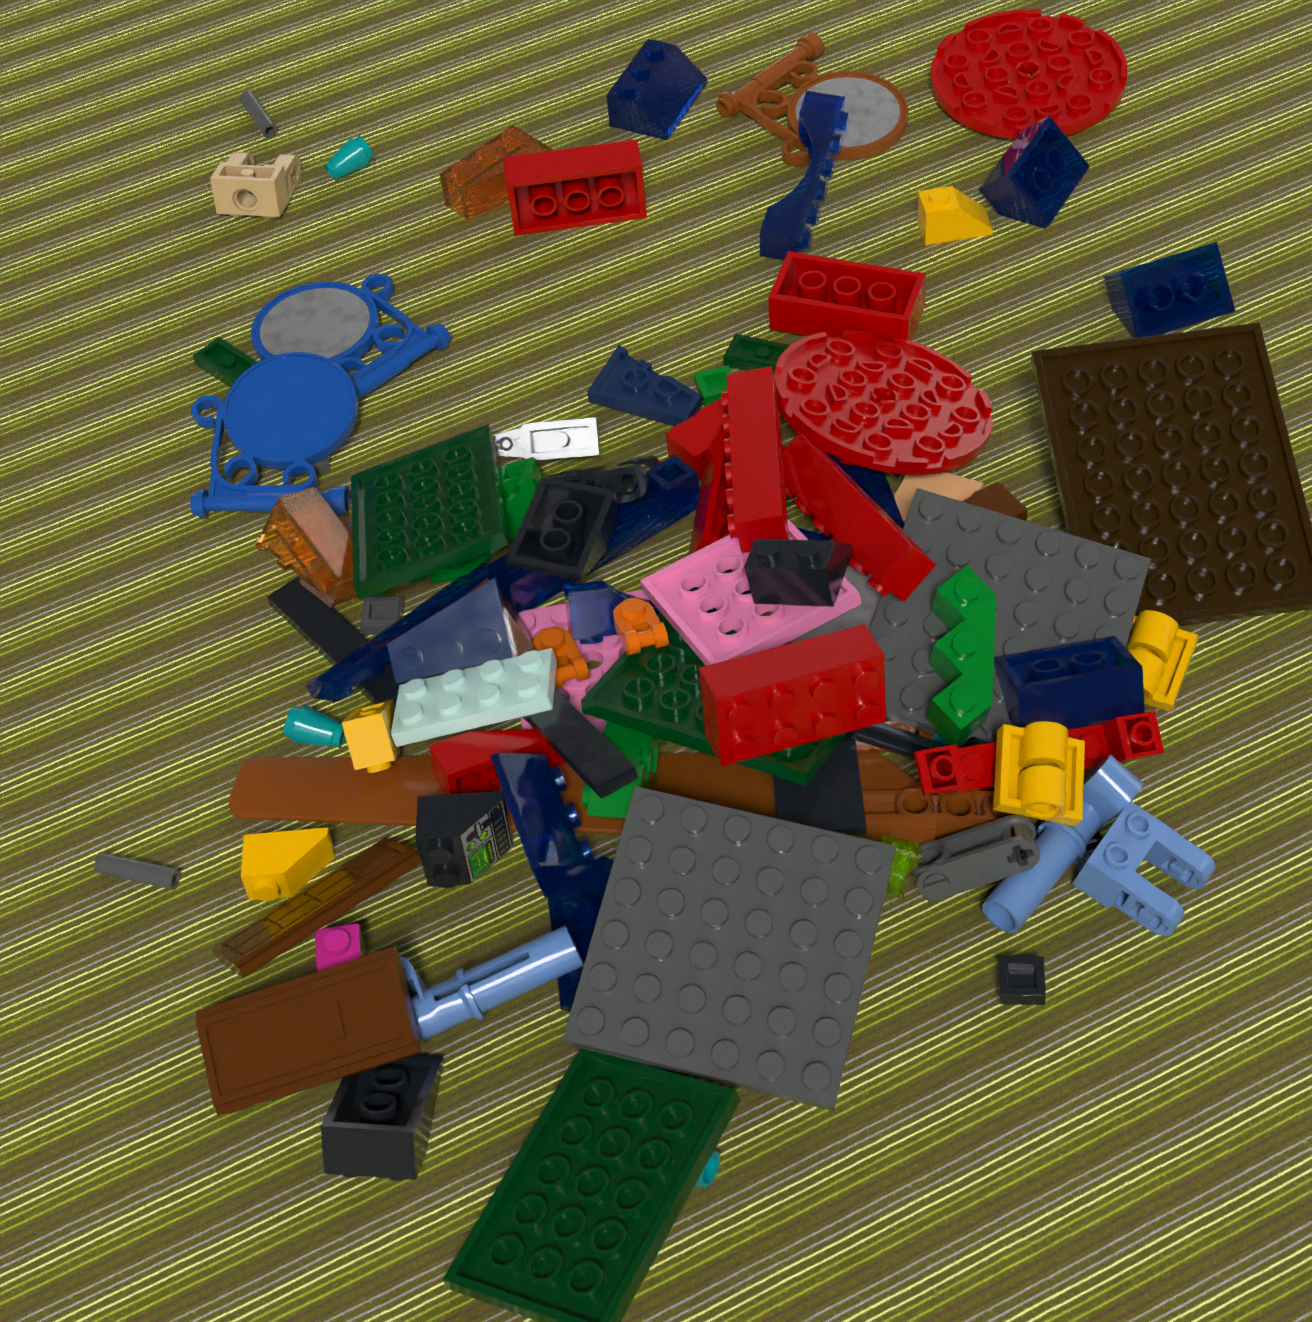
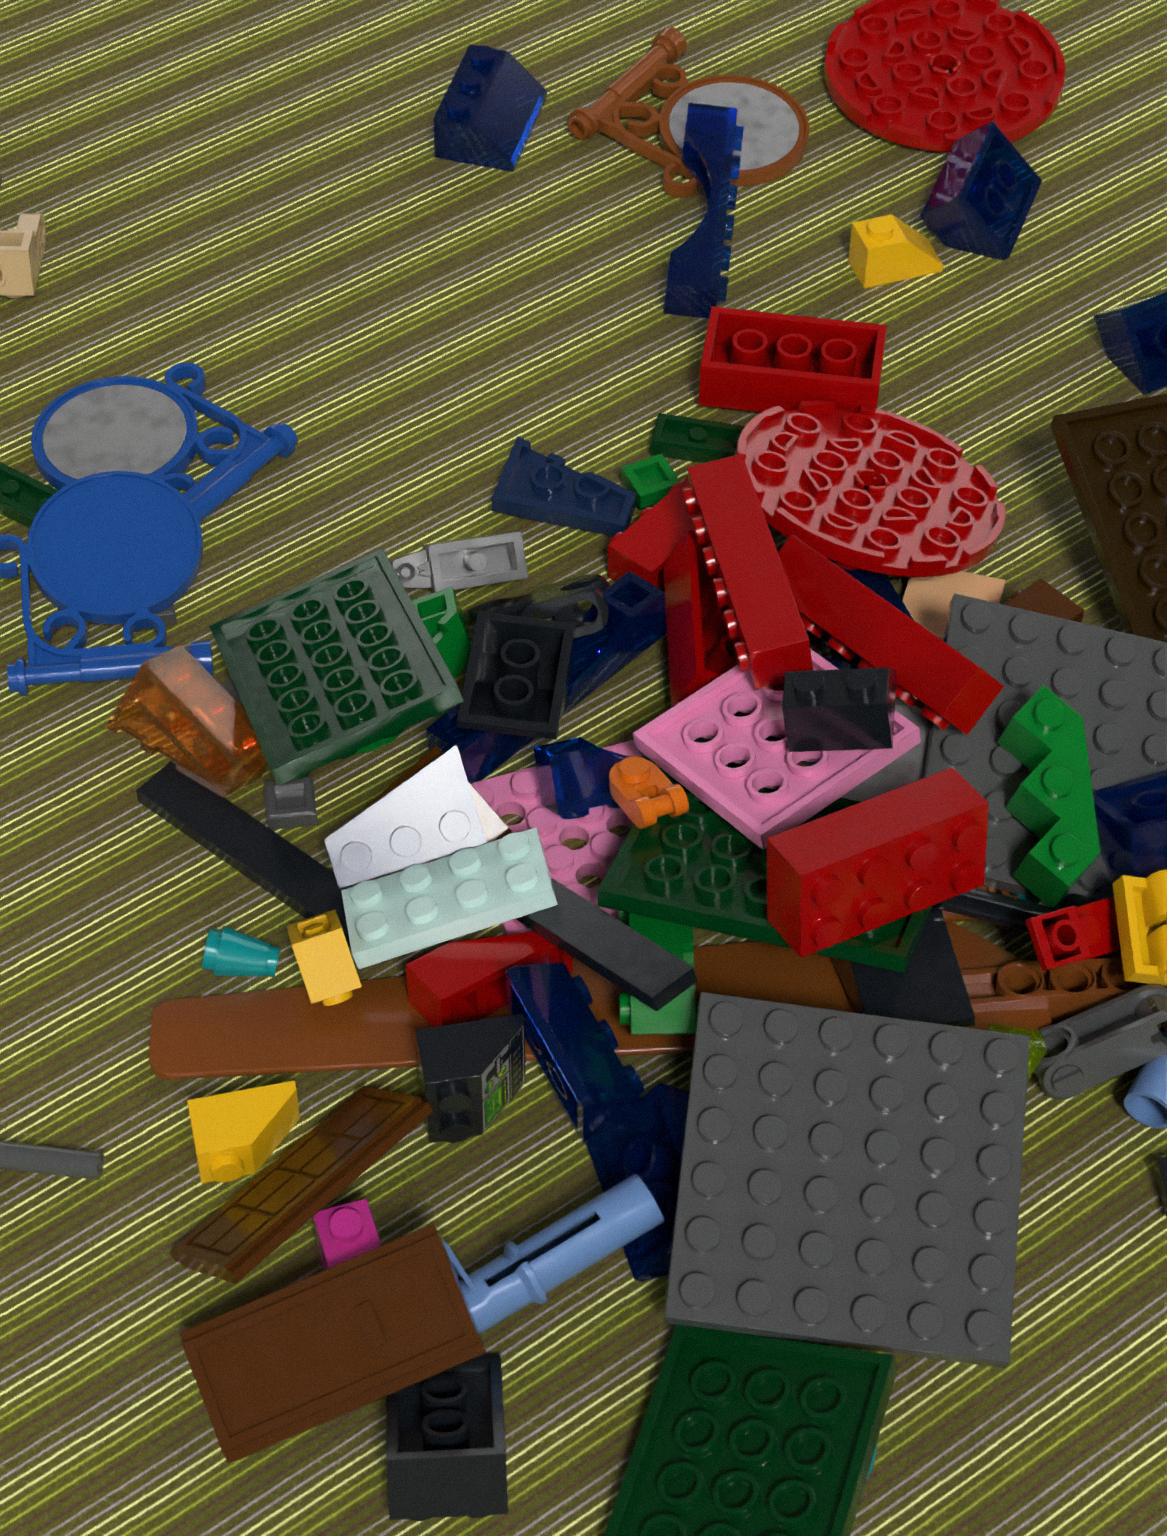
camera: 15 degrees left, 0 degrees up
(349, 158) = (110, 214): teal cone -> none
(367, 660) = (305, 848): clear blue plate -> none
(479, 179) = (312, 221): clear orange wedge -> none
(569, 661) = (531, 814): orange plate -> none
(575, 187) = (419, 238): red brick -> none

